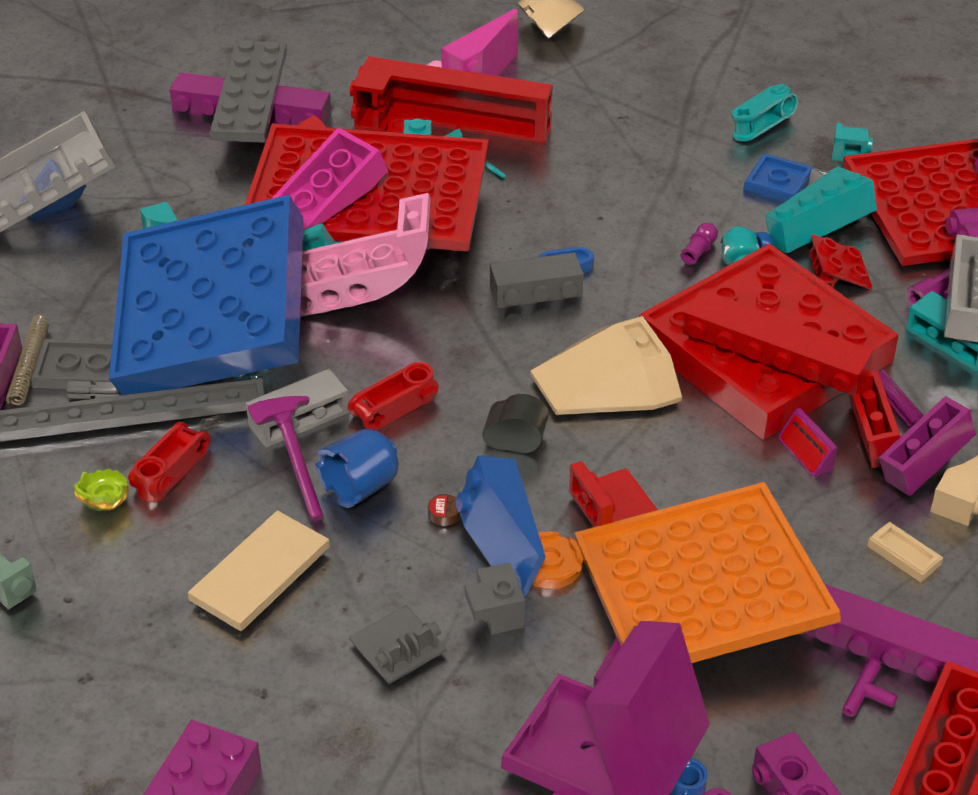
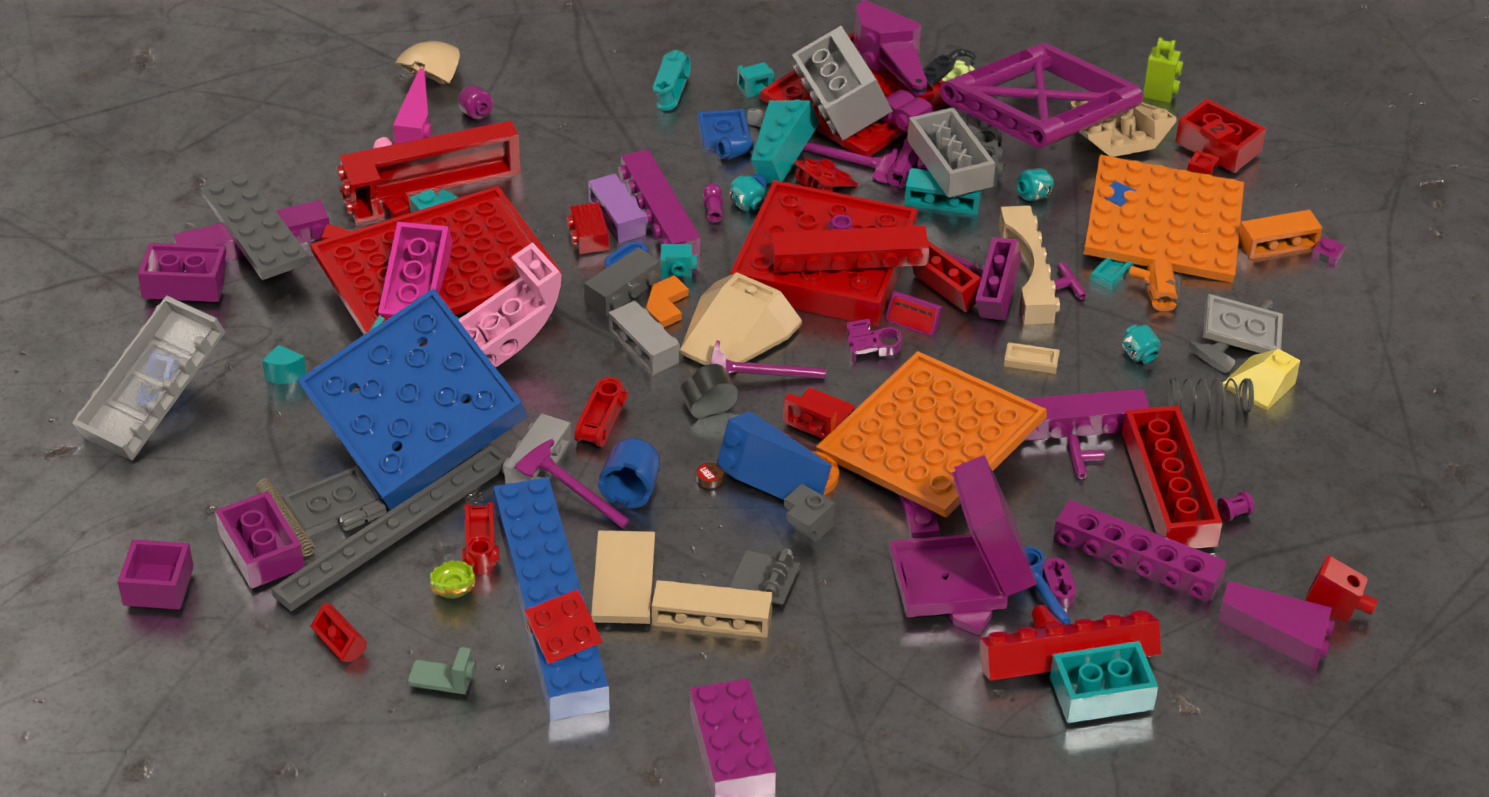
camera: 35 degrees left, 0 degrees up
(122, 586) = (562, 626): none -> red hinge
(157, 107) = (182, 272): none -> magenta slope
(164, 559) = (542, 572): none -> blue brick
(310, 649) = (712, 608): none -> tan brick
(507, 343) = (644, 337): none -> light grey brick
(552, 217) = (588, 228): none -> red brick
(553, 321) = (661, 300): none -> orange tile
(556, 63) = (475, 102): none -> magenta head
(557, 407) = (765, 369): none -> magenta piece
(598, 210) = (618, 208): none -> medium lavender brick
(607, 282) = (677, 260): none -> teal brick
(639, 225) = (658, 200): none -> magenta brick
(733, 448) = (864, 341): none -> magenta piece
(767, 198) = (732, 147): none -> blue cone
(795, 312) = (840, 222): none -> magenta plate
(910, 275) = (881, 164): none -> magenta piece
(918, 175) = (840, 83): none -> light grey brick

